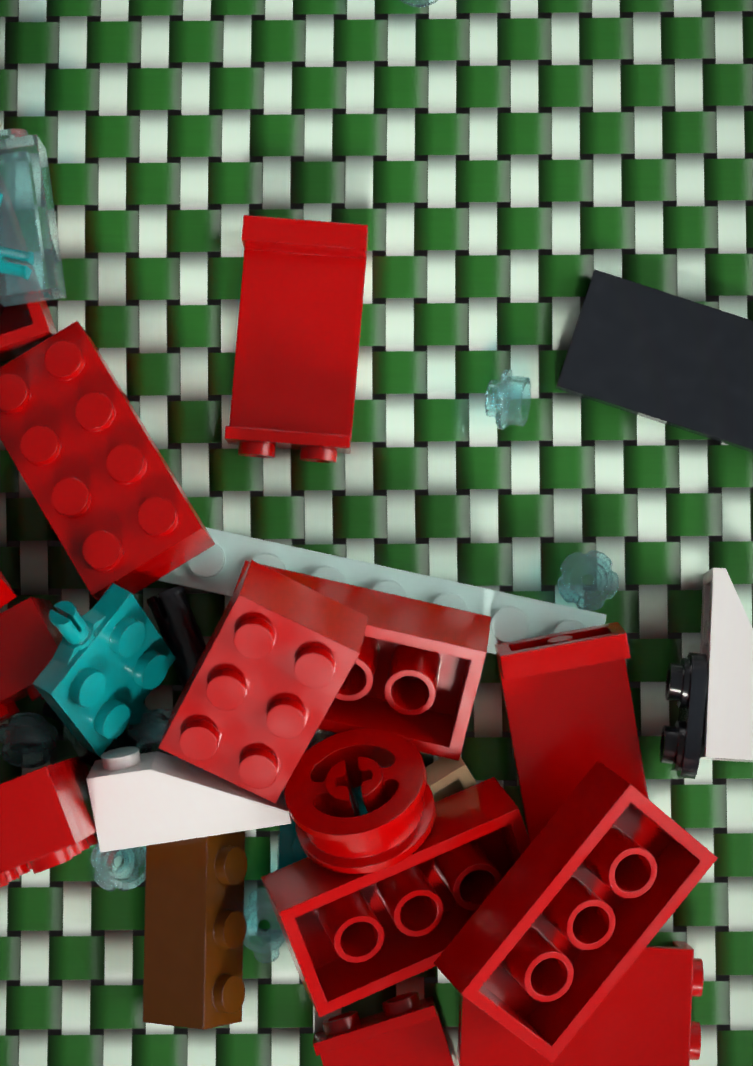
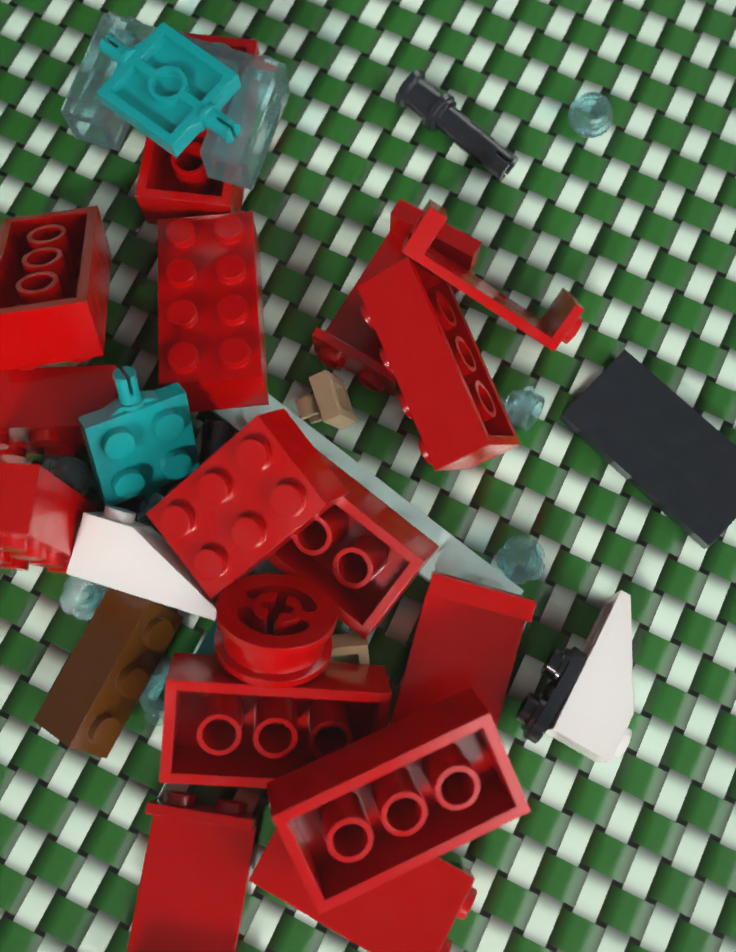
camera: 25 degrees right, 10 degrees down
(232, 65) = (441, 114): none -> black pin
(281, 504) = (328, 403): none -> tan tile
(392, 411) = (436, 367): none -> red brick
(398, 293) = (557, 324): none -> red panel

